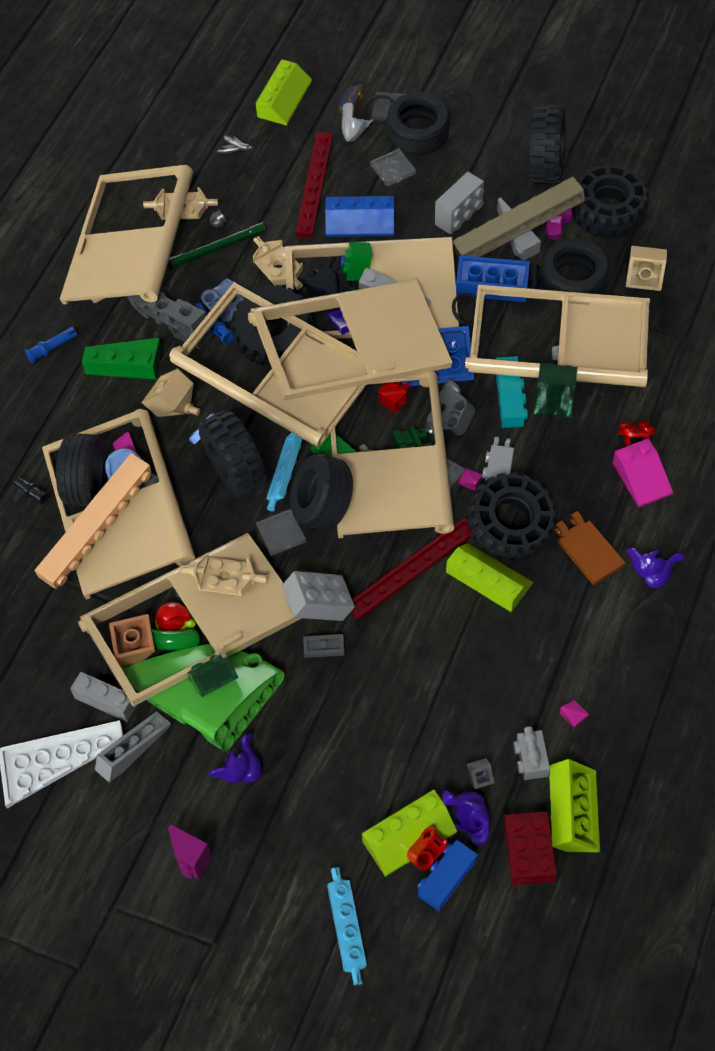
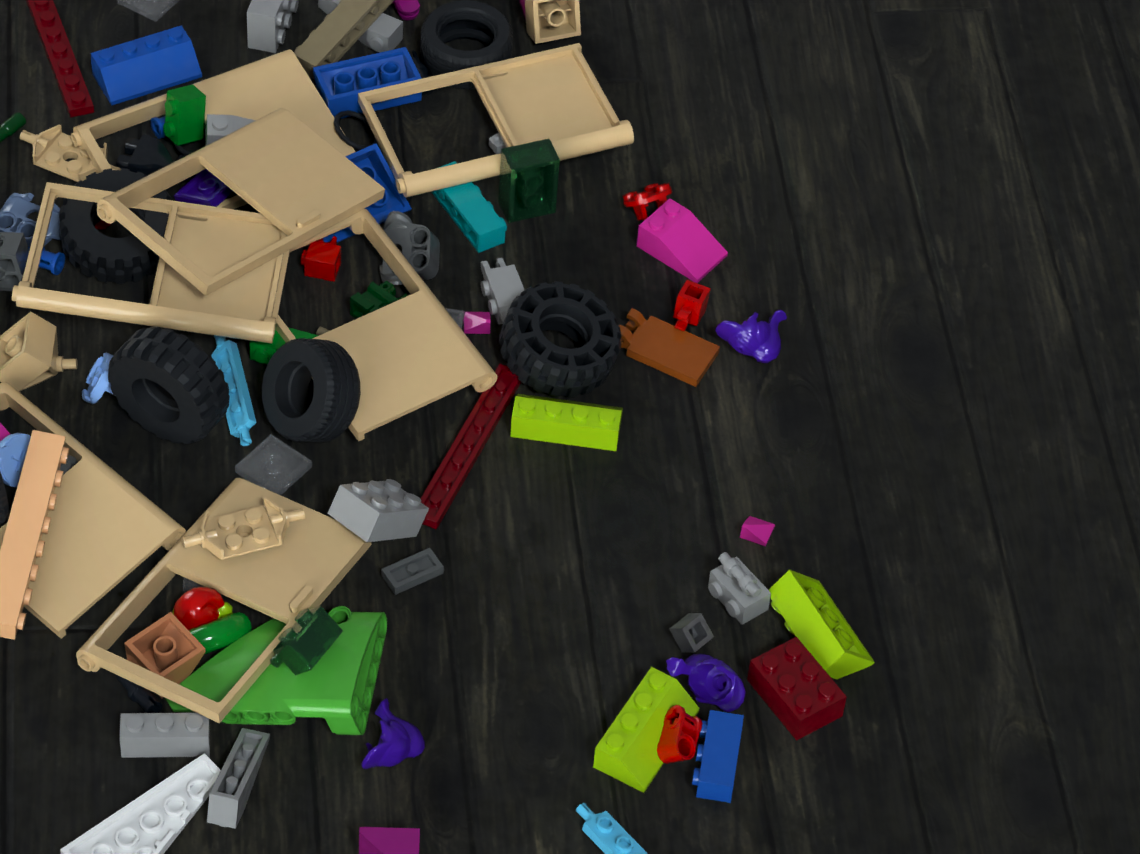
camera: 35 degrees left, 10 degrees down
(619, 524) = (690, 304): none -> red brick

